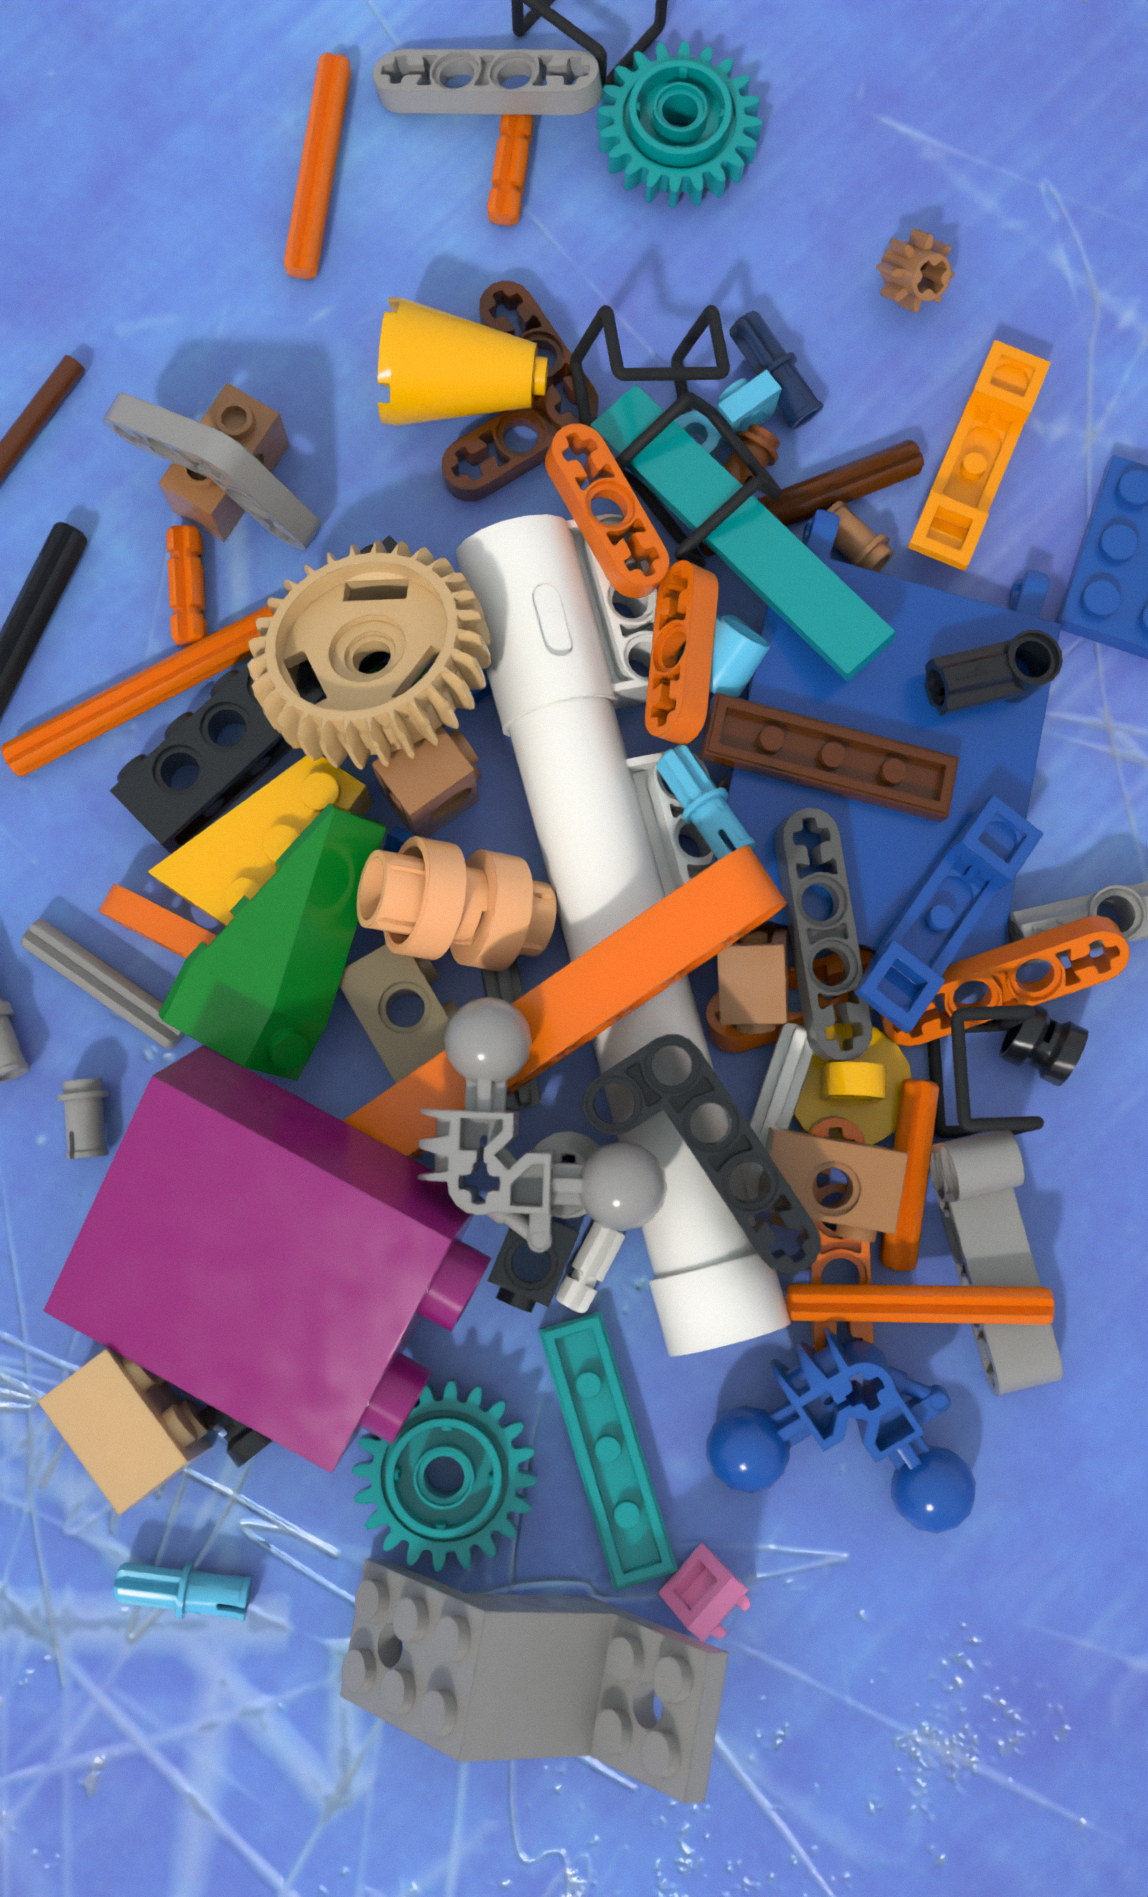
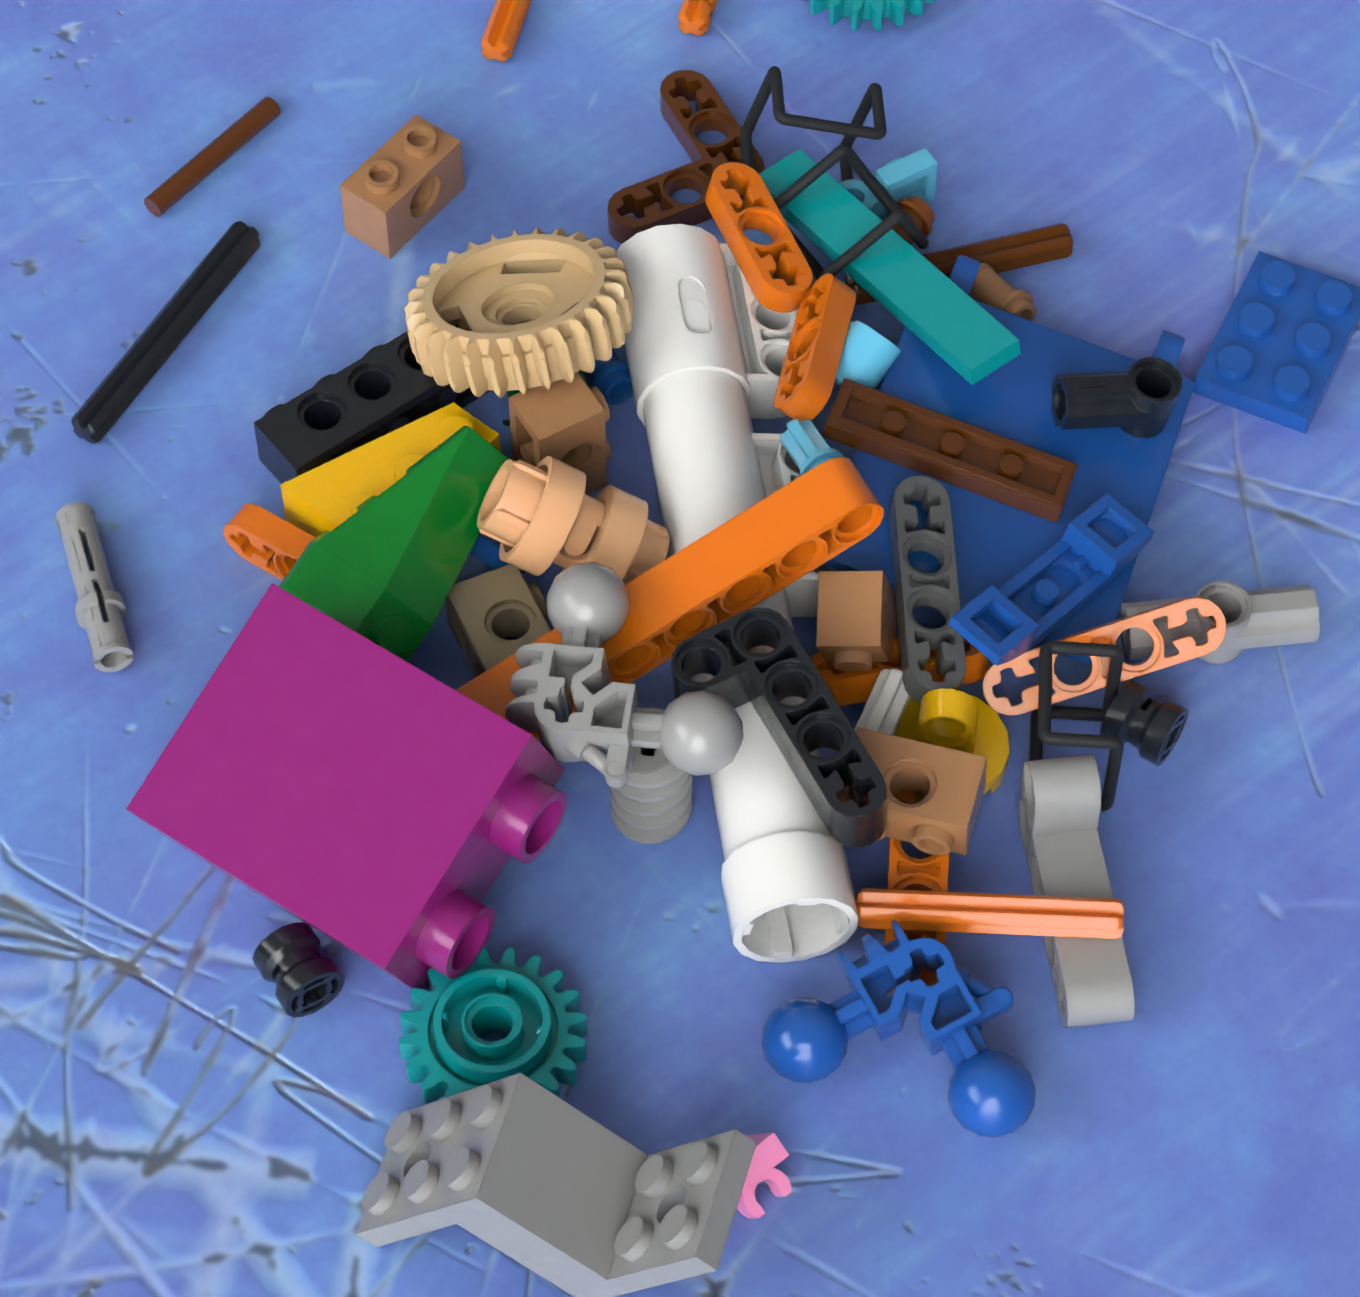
camera: 10 degrees right, 25 degrees down
(84, 1117) = (180, 688): light grey pin -> none
(100, 981) = (199, 582): light grey axle -> none
(126, 1427) = (187, 941): tan brick -> none
(132, 696) = (274, 369): orange axle -> none
(183, 1590) = (210, 1118): medium azure axle -> none
(186, 584) = (349, 284): orange axle -> none
(218, 458) = (405, 155): light grey beam -> none
(452, 366) = (627, 123): yellow cone -> none
(523, 1293) = (613, 834): black brick -> none
(590, 1266) = (674, 866): white axle -> none
(608, 1451) = (659, 1033): teal tile -> none
(765, 352) = (952, 179): dark blue axle -> none
(914, 1137) = (998, 812): orange axle -> none
(915, 270) = (1092, 92): medium nougat gear -> none
(978, 455) = (1129, 240): light orange slope -> none

